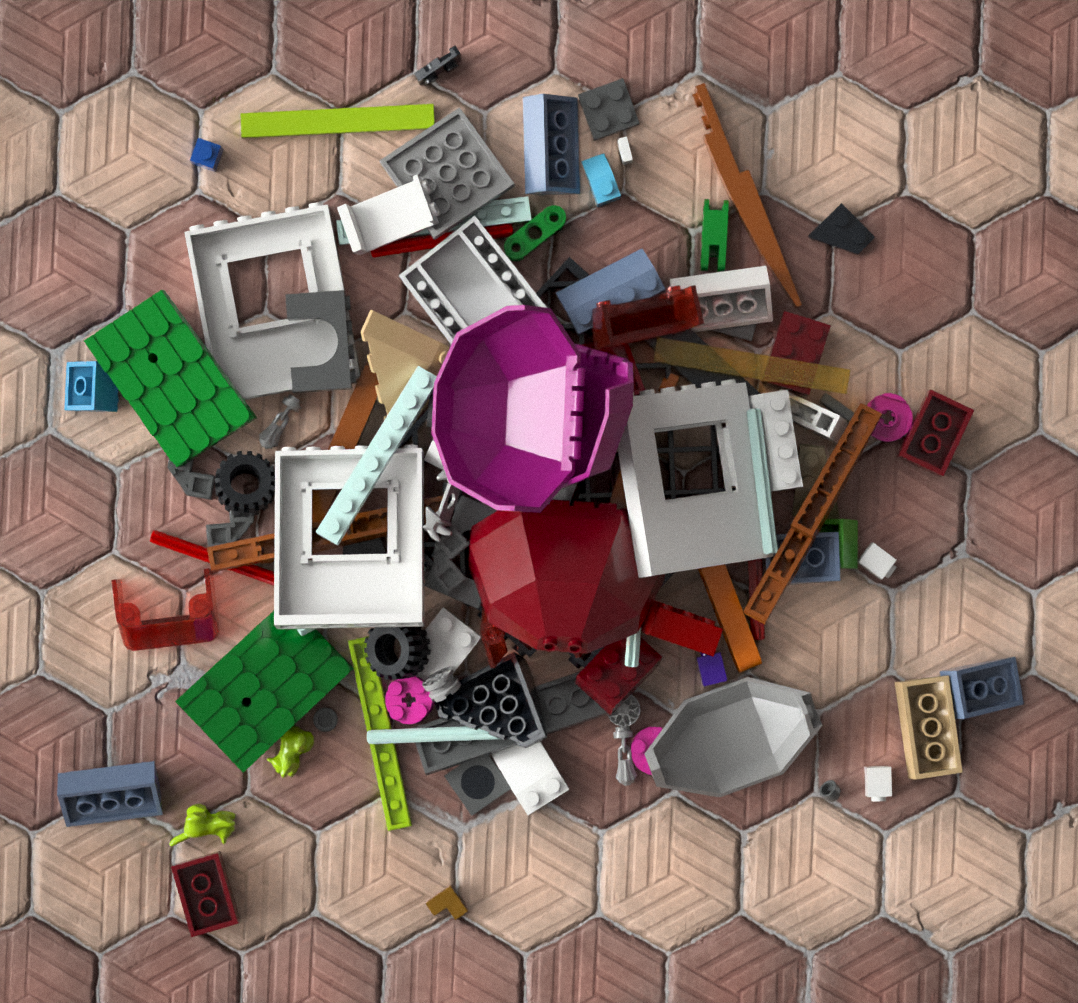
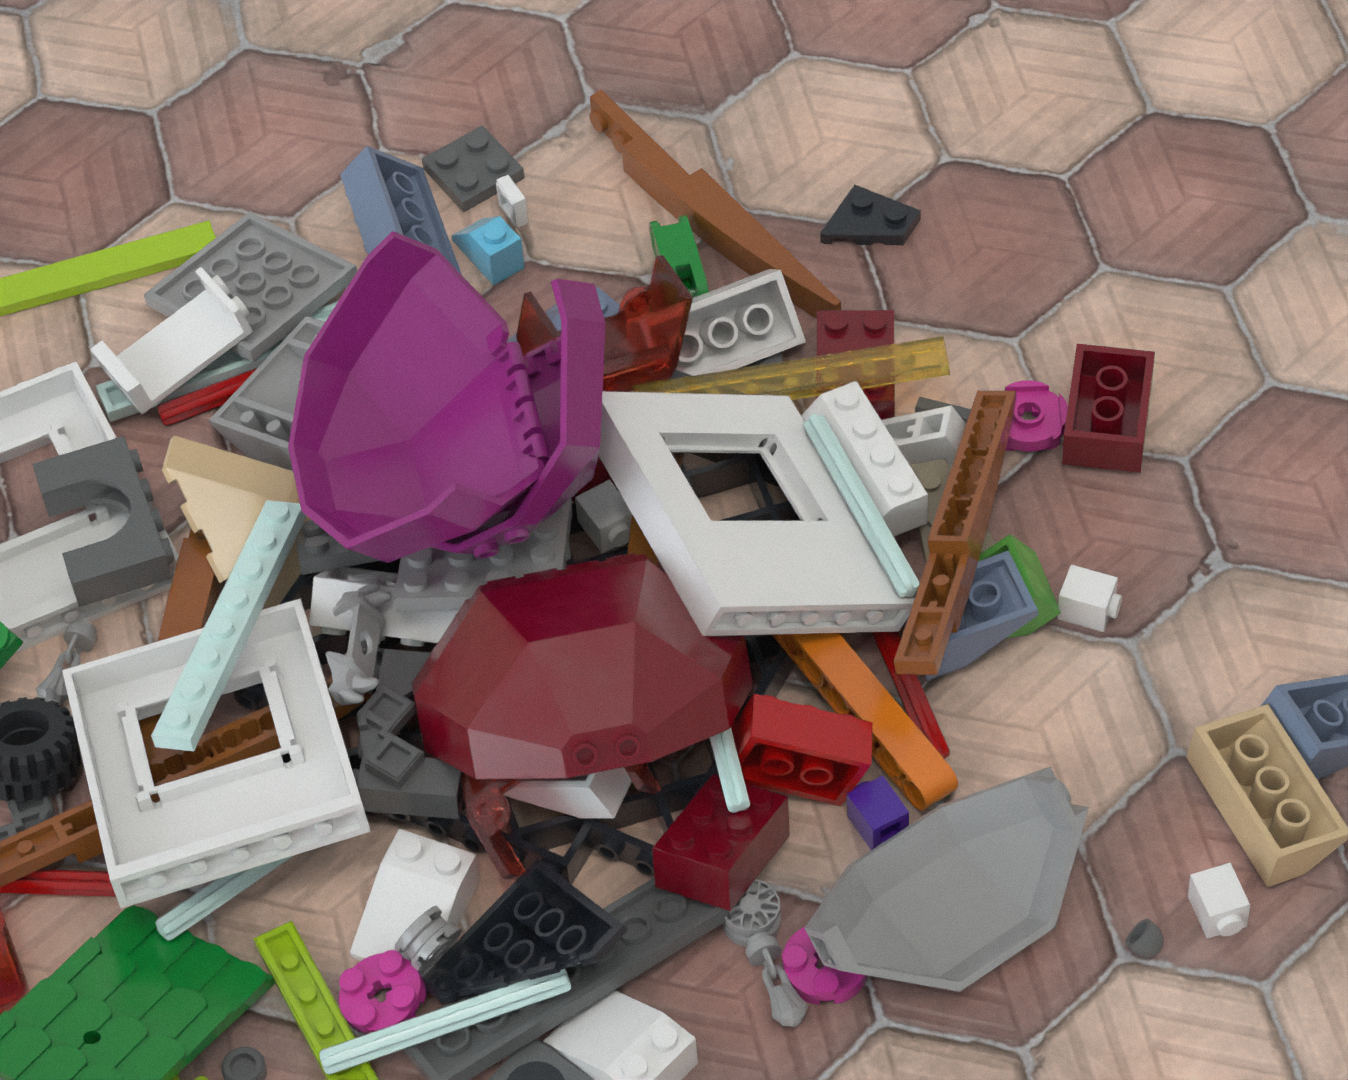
camera: 10 degrees left, 35 degrees down
(382, 655) = (361, 917): black tyre -> none
(447, 63) = (205, 168): black wing -> none

